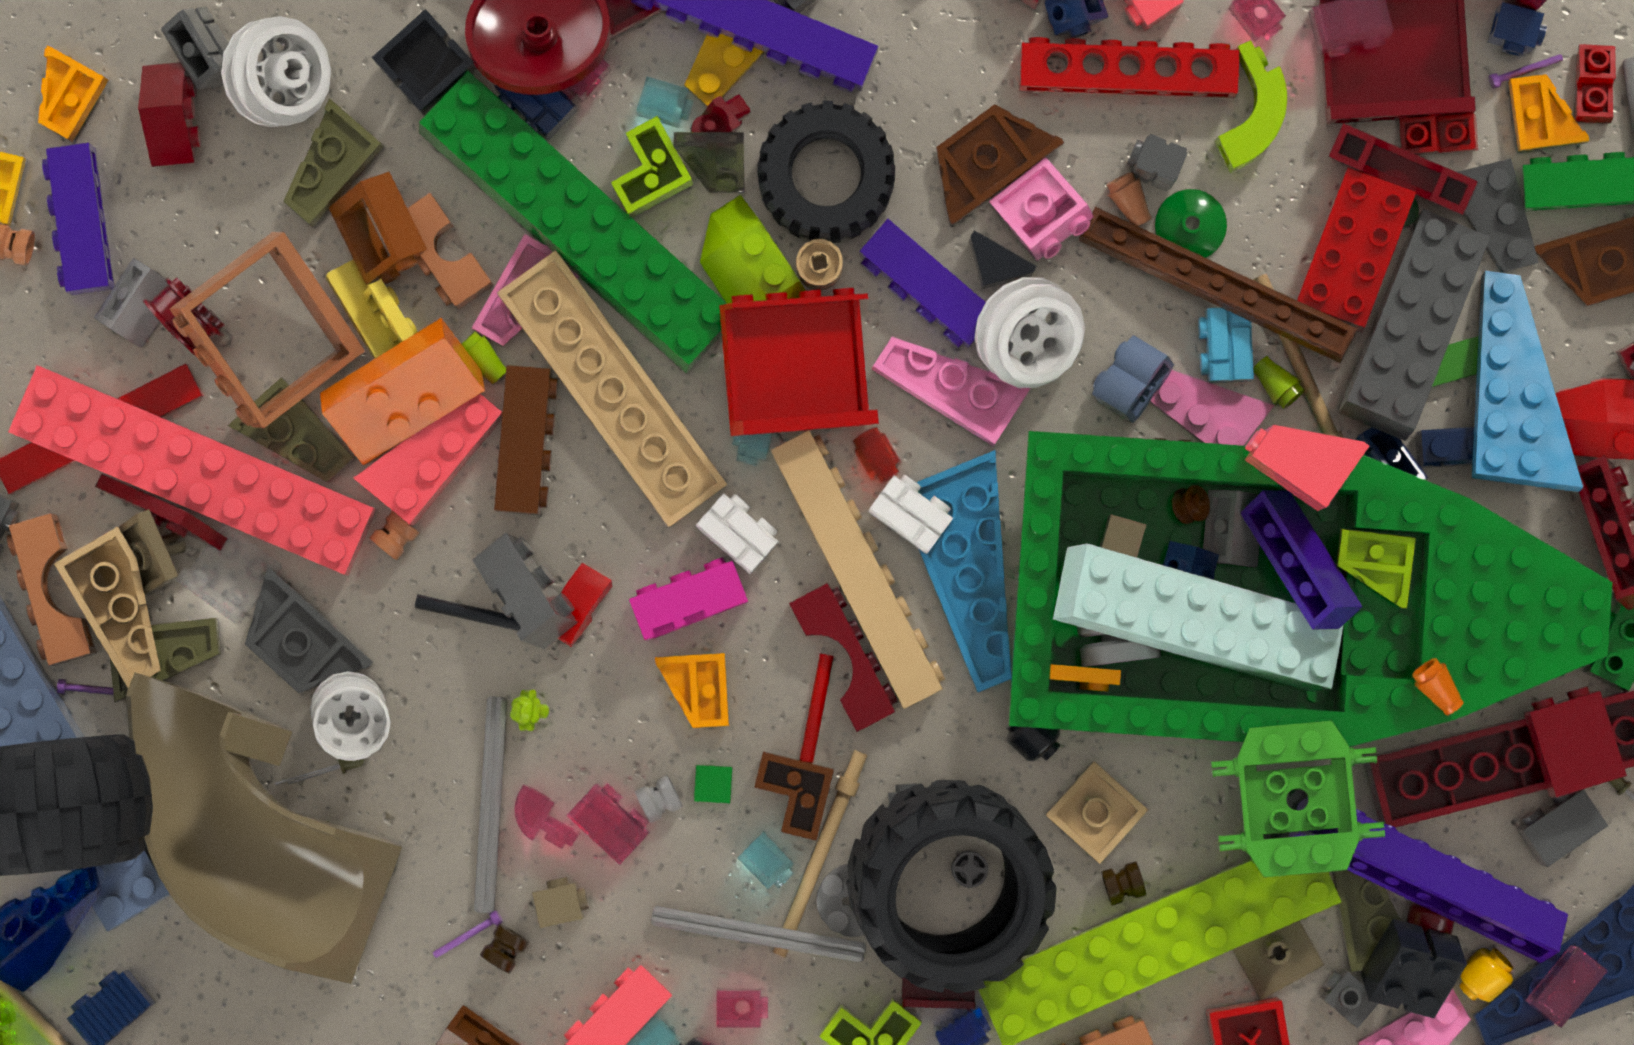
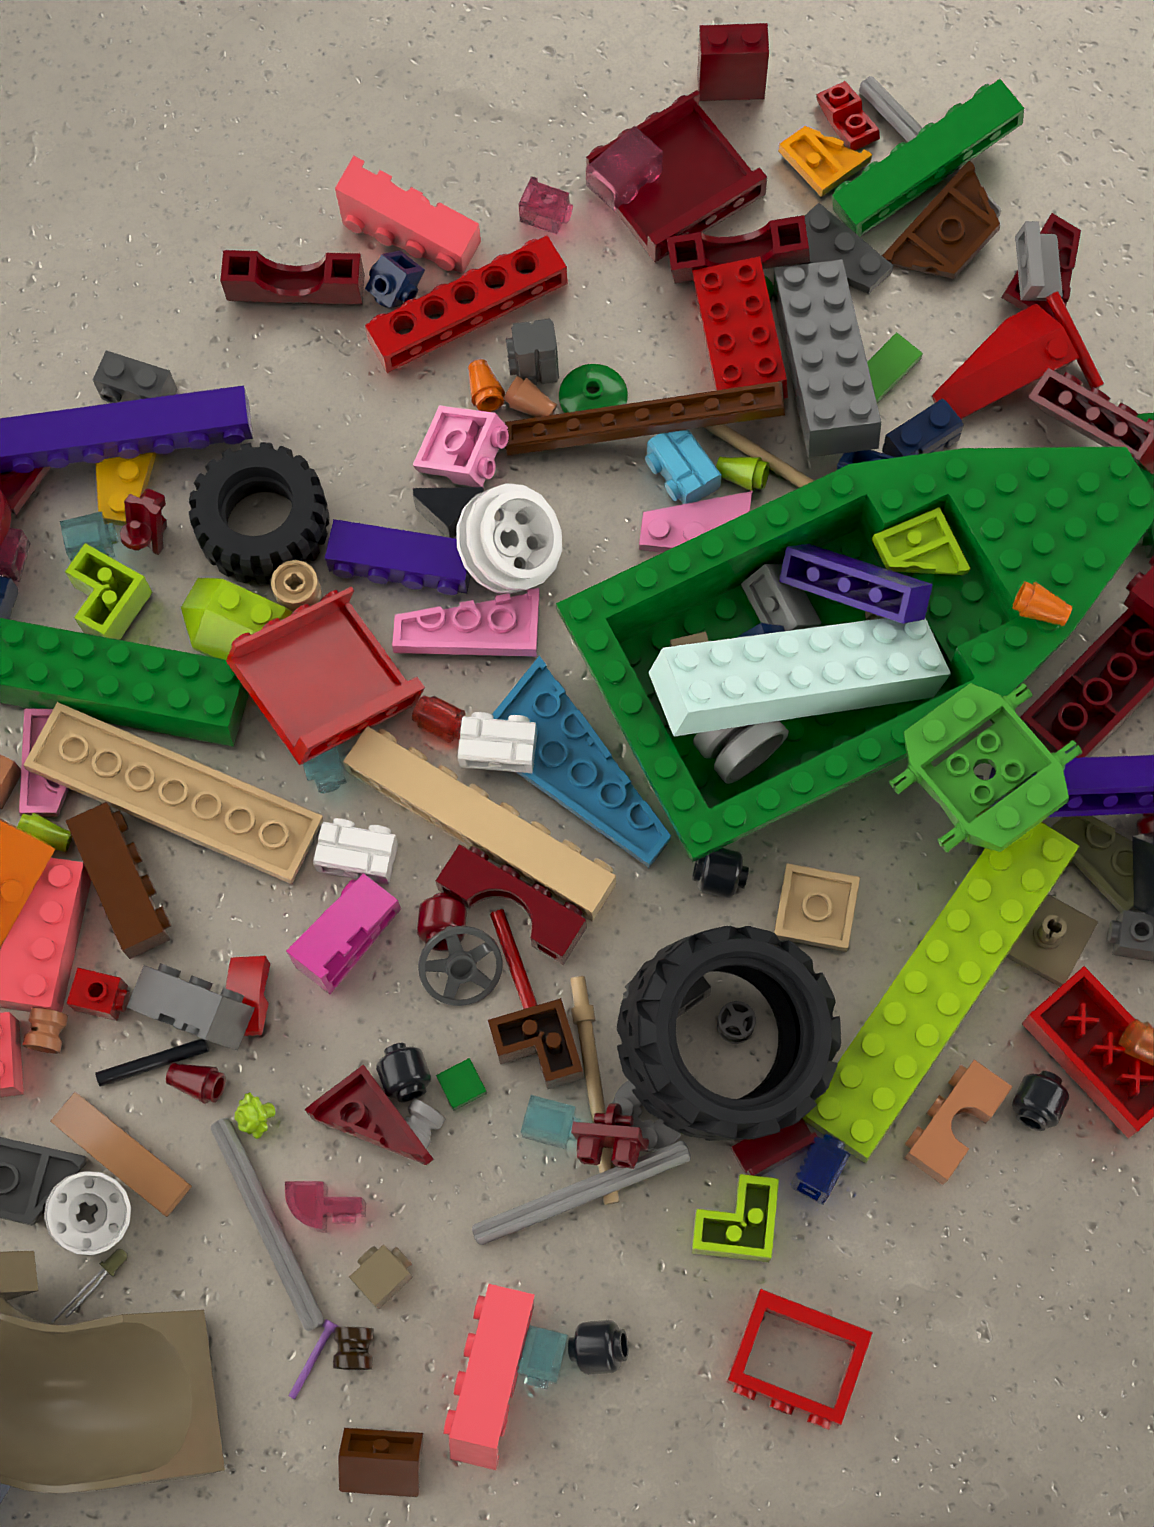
camera: 30 degrees left, 15 degrees down
(402, 678) = (121, 1154): none -> medium nougat slope
(455, 531) = (98, 994): none -> red brick
(496, 652) = (197, 1081): none -> dark red cone
(609, 822) = (384, 1174): clear pink brick -> none
(620, 762) = (365, 1111): none -> dark red wing
(670, 748) = (403, 1072): none -> black head
(698, 687) = (397, 1005): light orange wing -> none
(714, 158) = (156, 553): clear smoke wing -> none
(728, 1015) = (589, 1270): clear pink brick -> none
(768, 686) = (460, 964): none -> dark grey wheel
(775, 638) = (437, 914): none -> dark red head
(816, 919) = (610, 1131): none -> dark red hips
(988, 158) = (391, 433): reddish brown wing -> none
(1089, 678) = (733, 781): light orange wing -> none
(1097, 161) = (485, 388): none -> orange cone
(1123, 883) = (879, 953): dark brown wheel -> none
(1132, 378) = (620, 532): sand blue brick -> none
(1191, 504) = (733, 601): reddish brown wheel -> none
(1269, 90) = (599, 301): lime arch -> none
(1305, 461) = (805, 482): coral slope -> none
(1439, 134) = (750, 215): red slope -> none
(1495, 80) = (768, 155): medium lavender piece -> none
(1516, 408) = (952, 374): dark azure wing -> none
(1517, 29) = (759, 107): dark blue brick -> none

